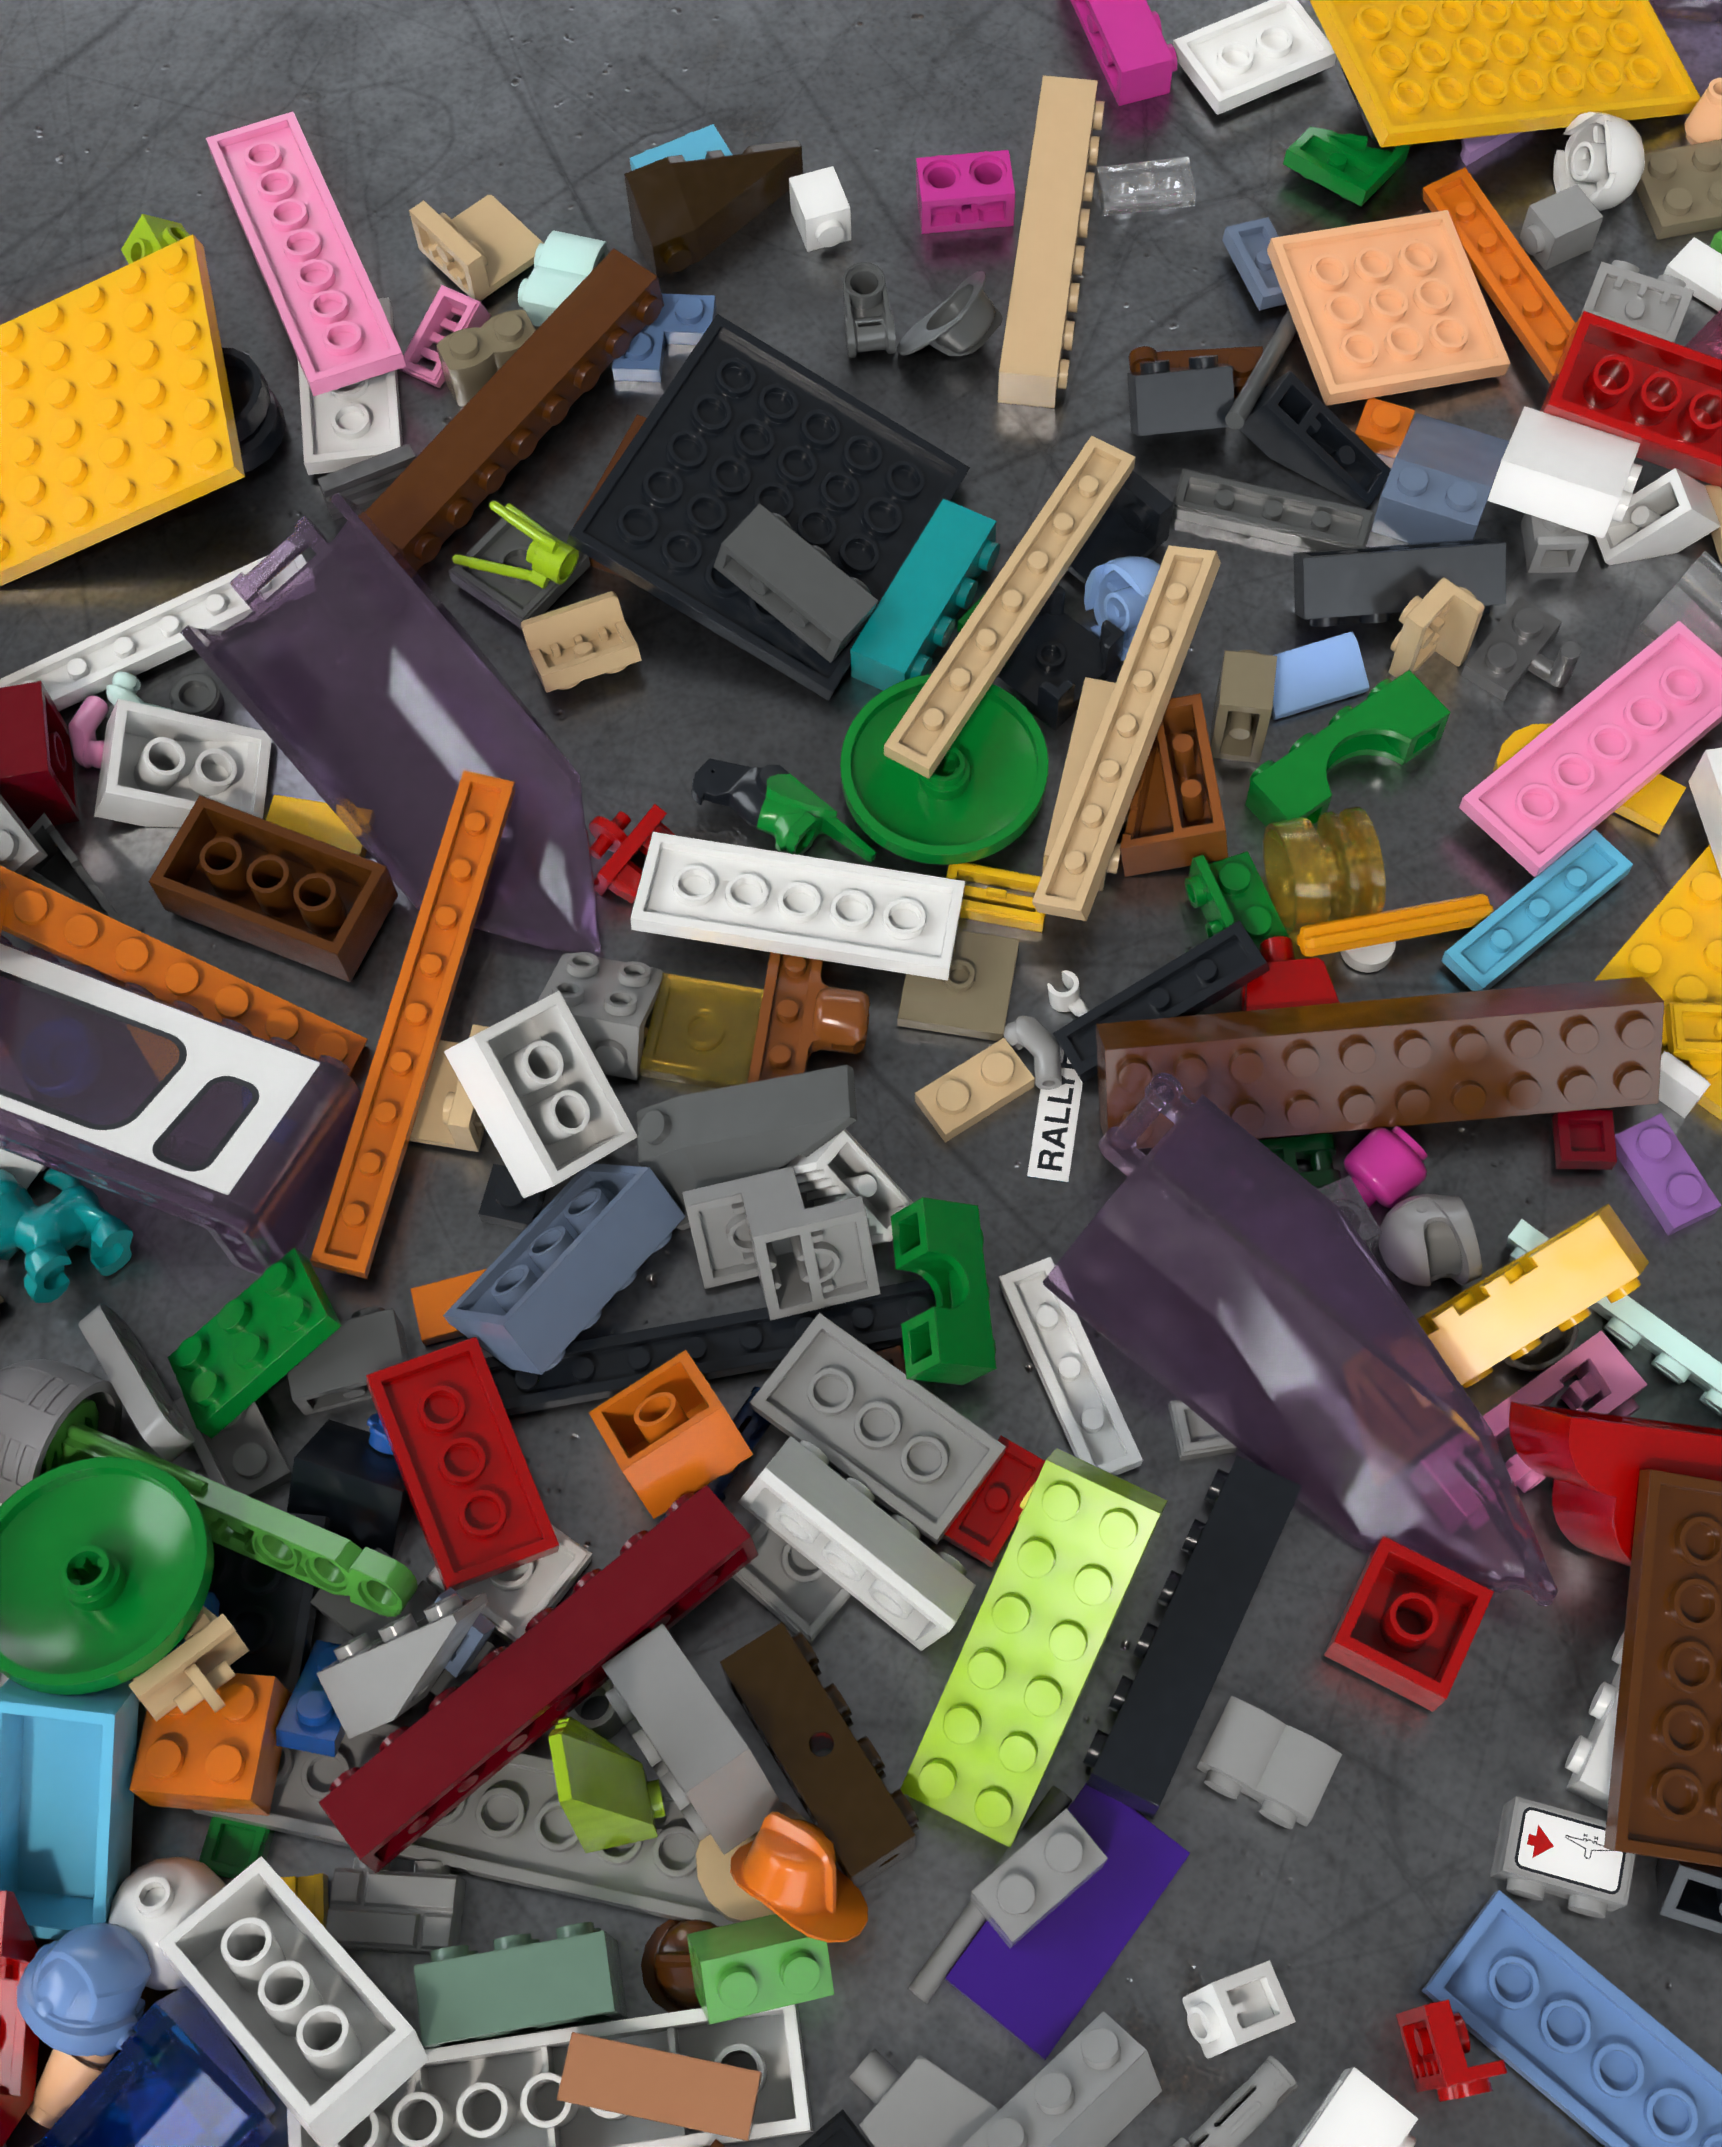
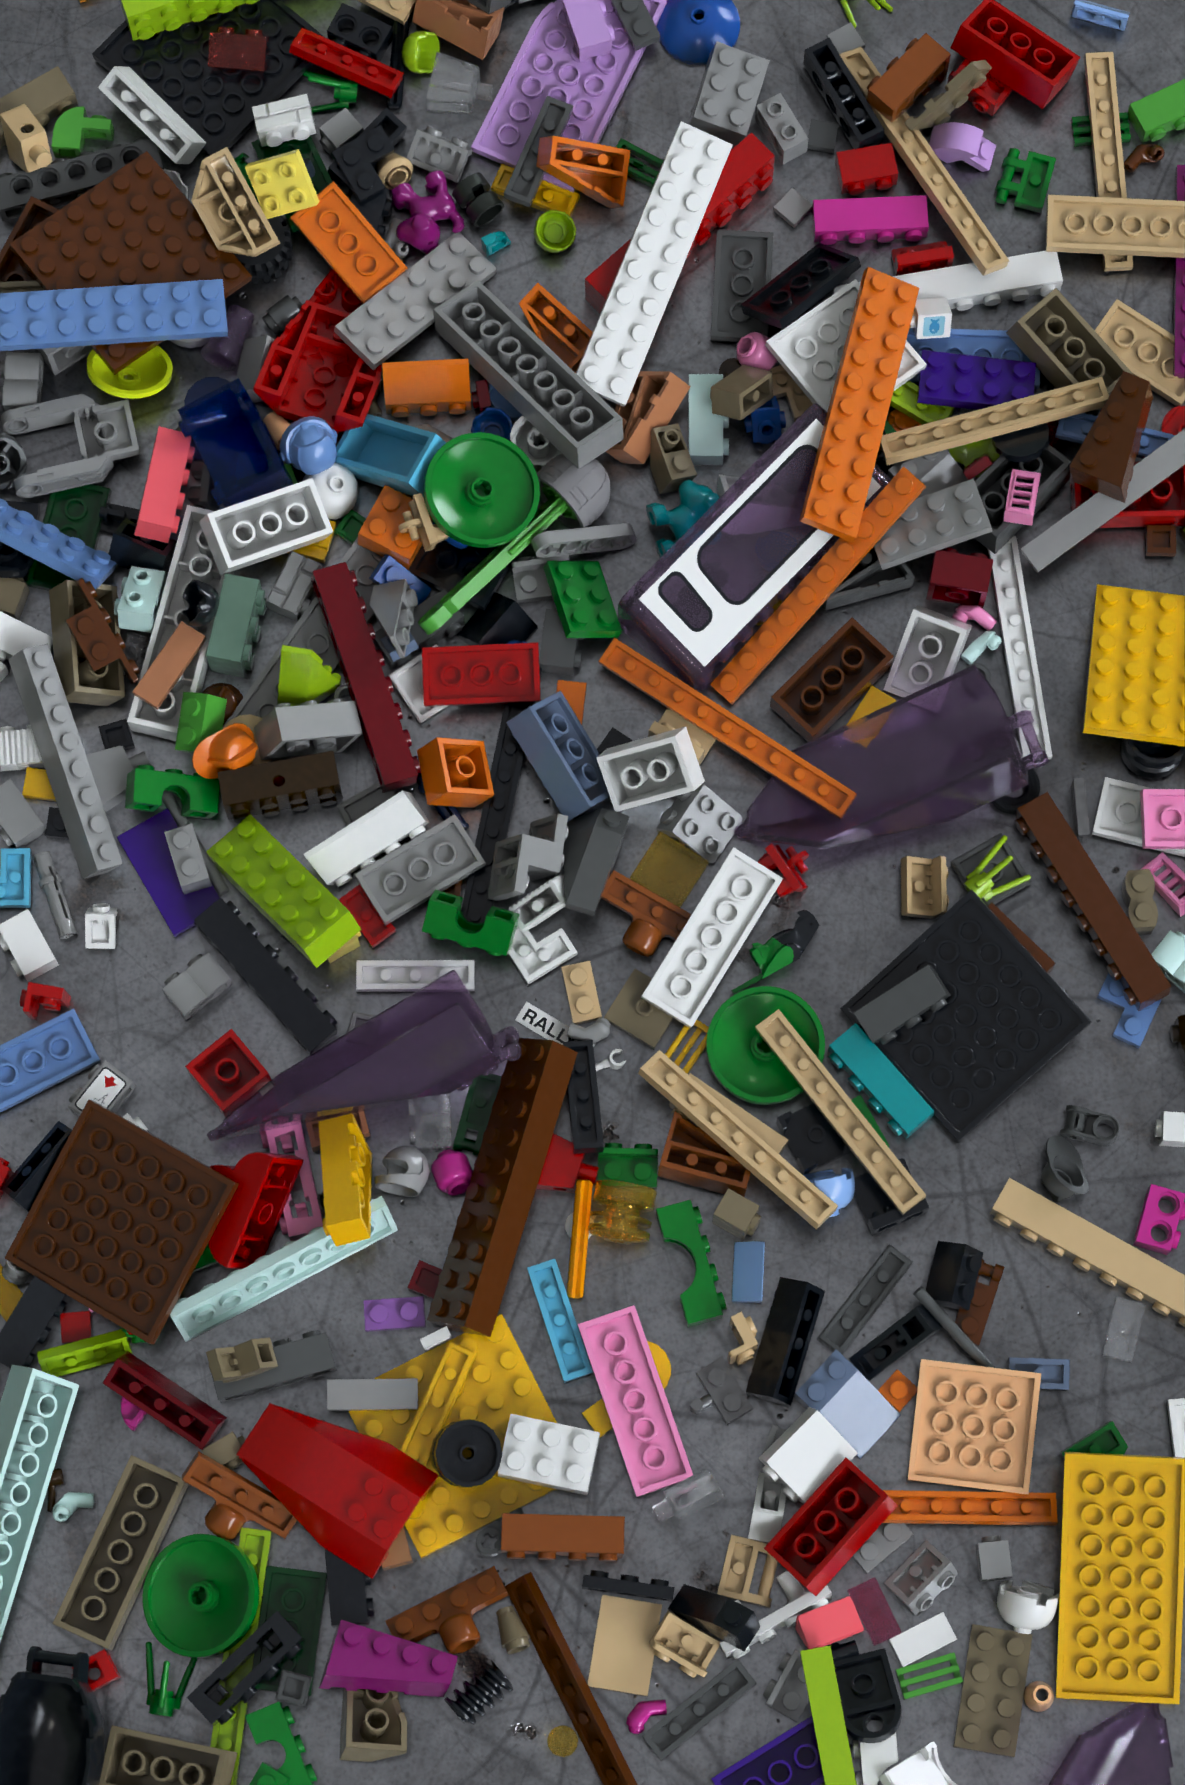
camera: 110 degrees right, 10 degrees up
(507, 2068) = (202, 603): none -> black hair
(934, 2017) = (197, 794): none -> green arch
(937, 1165) = (539, 958): none -> white plate

